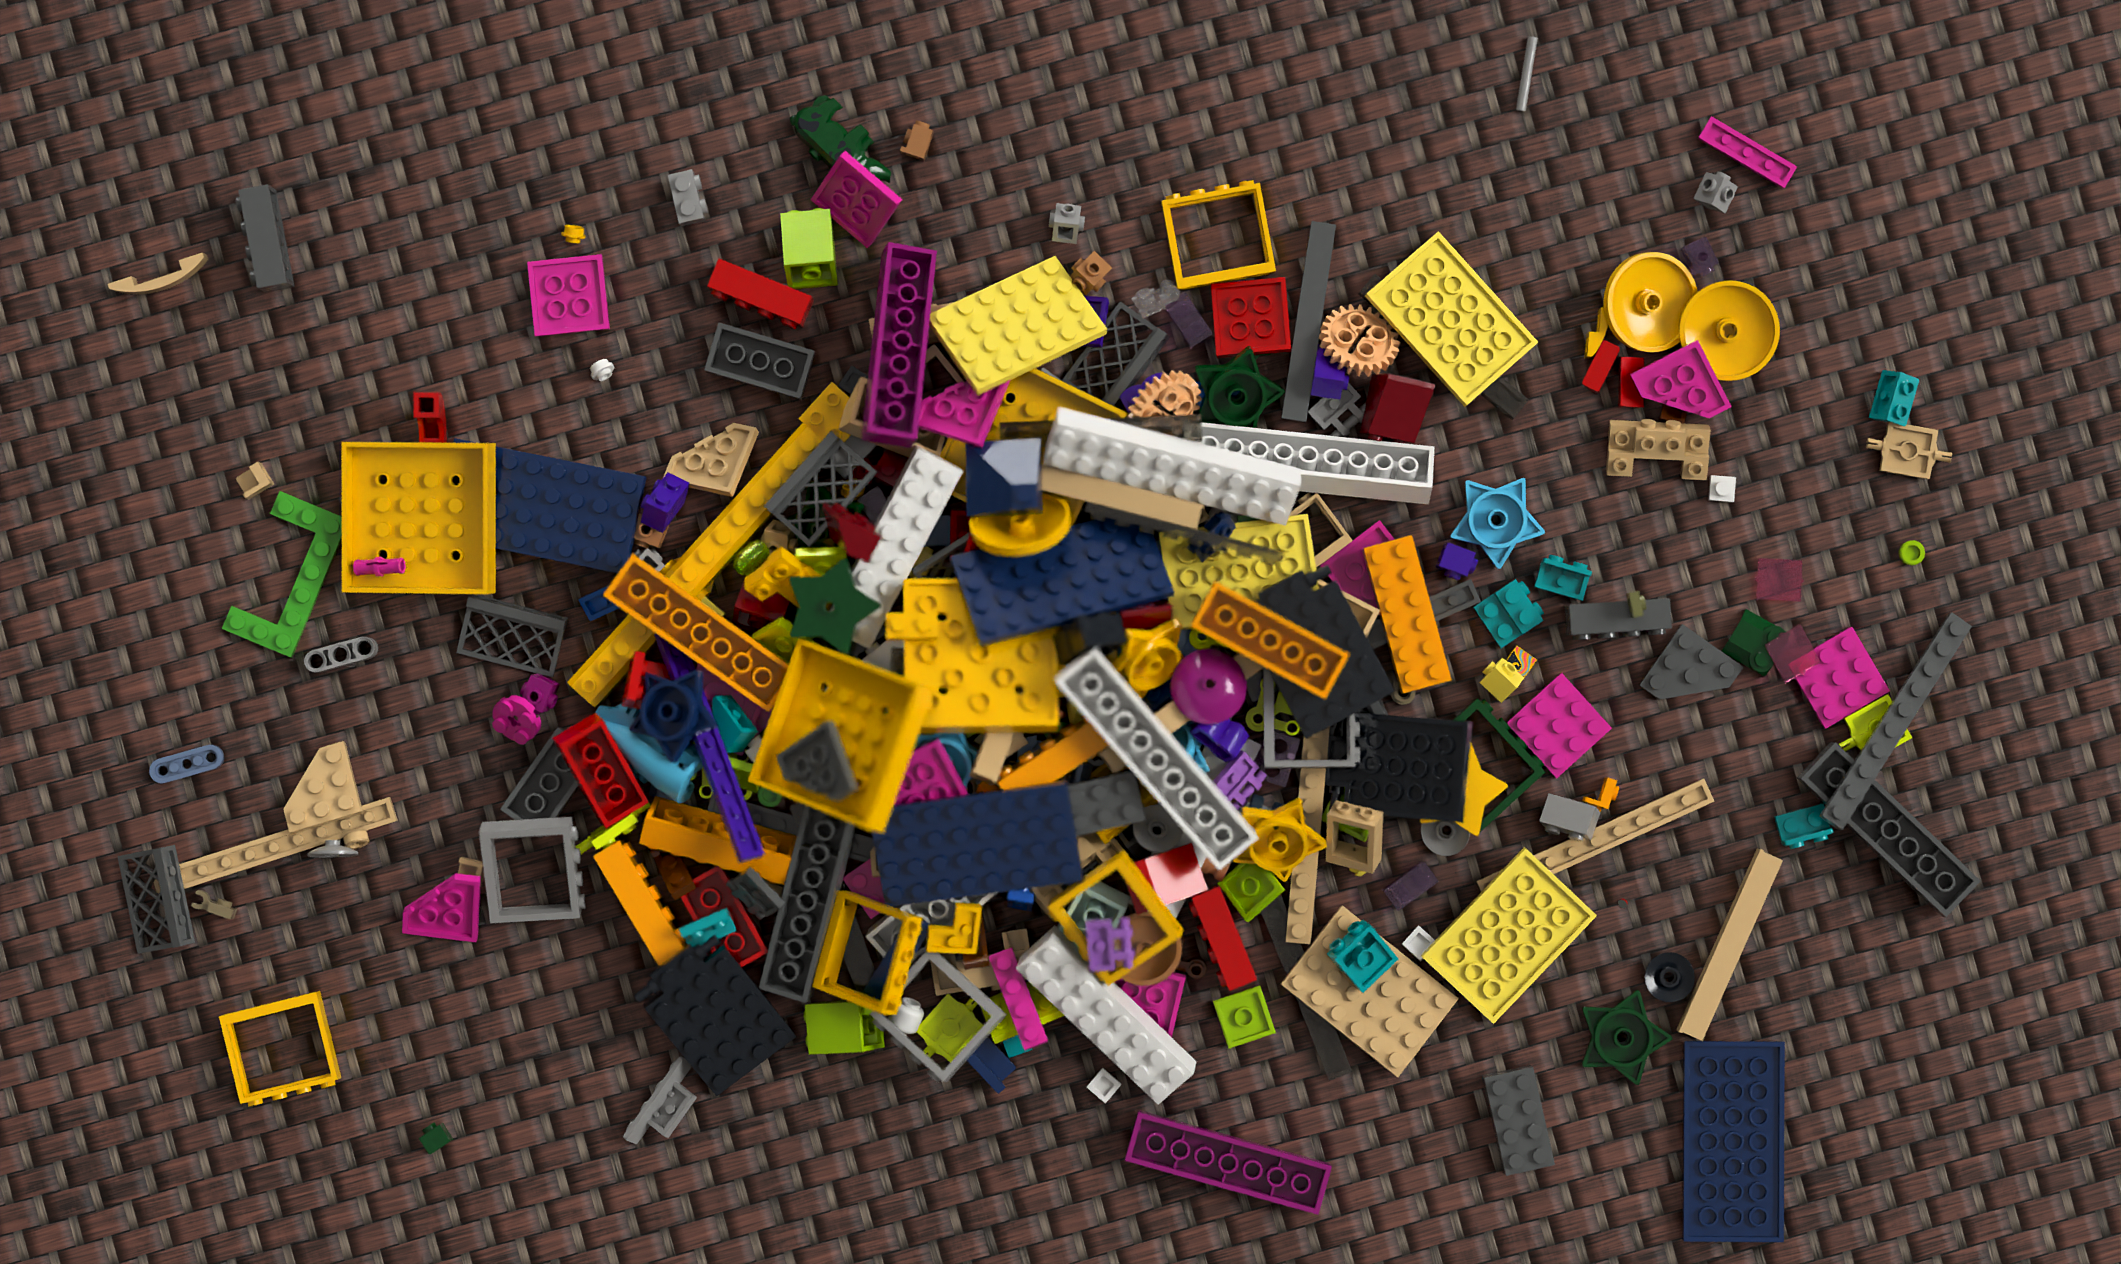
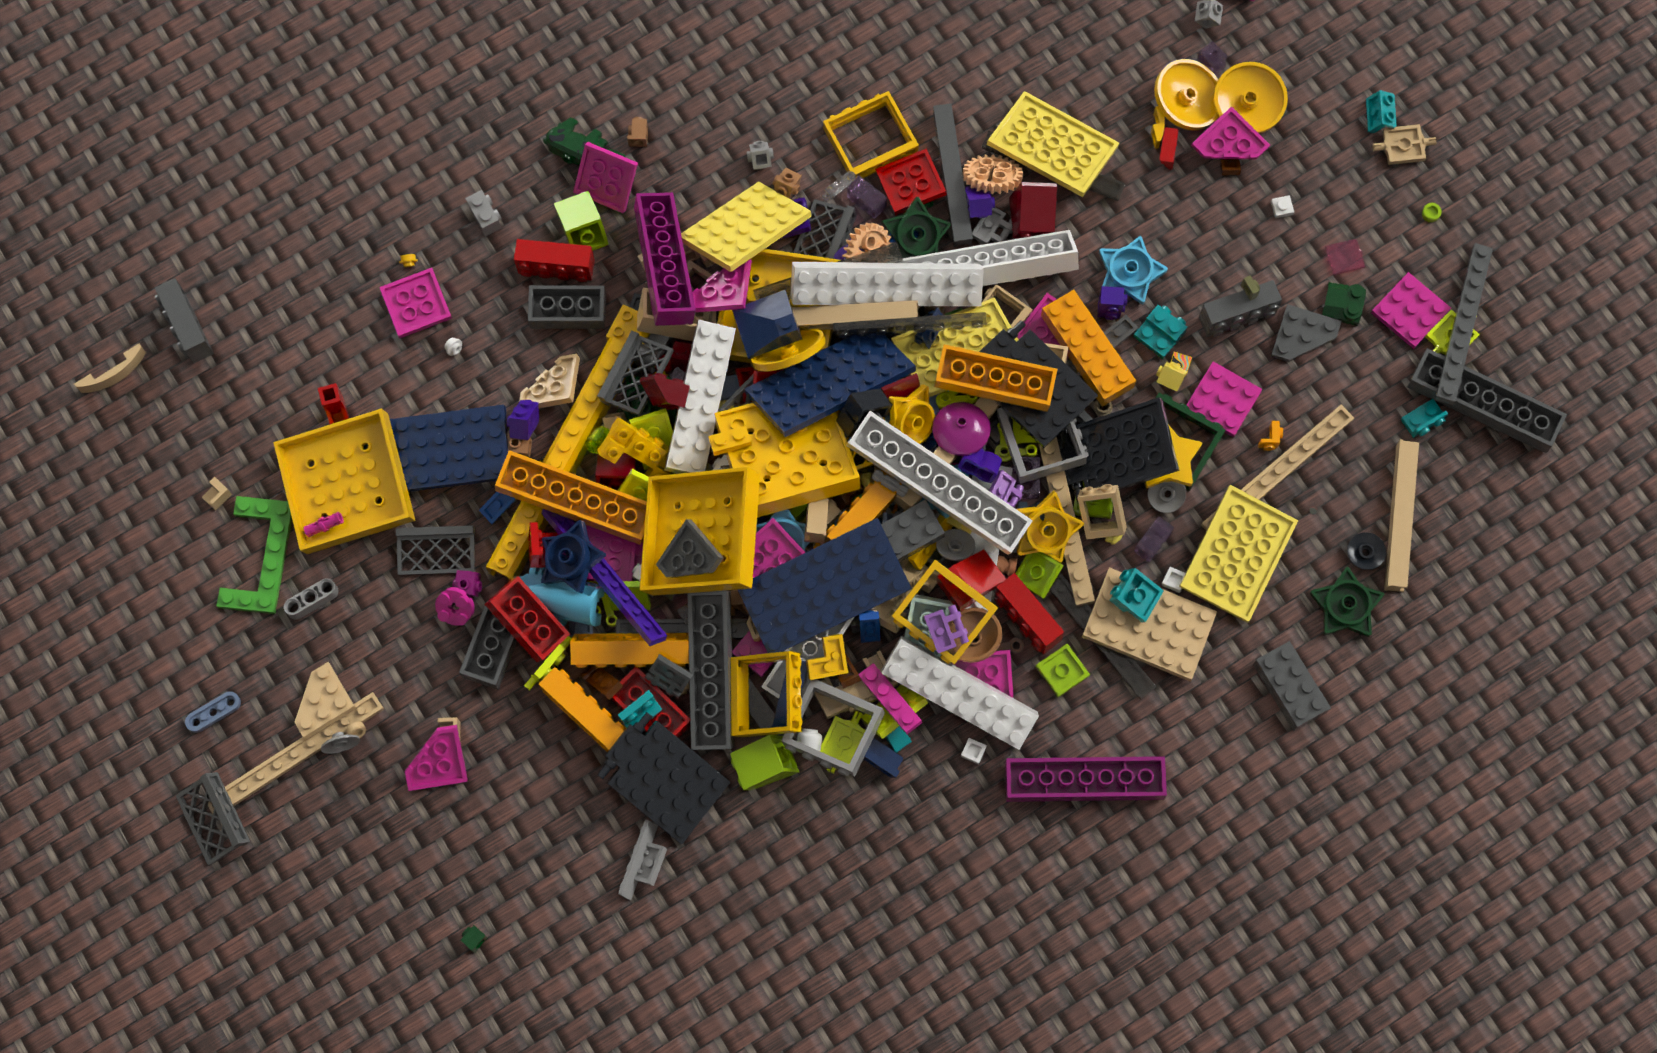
camera: 15 degrees left, 15 degrees down
(221, 907) = (263, 811): dark tan plate -> none
(279, 1091) = (321, 876): yellow window -> none
(527, 828) = (523, 691): light grey window -> none
(732, 723) = (618, 558): teal slope -> none
(768, 797) = (660, 610): bright green tile -> none
(849, 606) = (676, 456): dark green plate -> none
(1095, 737) = (890, 483): none -> light grey axle
(1562, 577) = (1190, 294): teal bracket -> none
(1569, 817) = (1254, 456): light grey brick -> none
(1627, 392) = (1194, 160): red slope -> none
(1658, 441) = (1219, 185): tan bracket -> none
(1733, 1141) = (1456, 657): dark blue plate -> none
(1792, 653) = (1373, 299): clear pink piece -> none

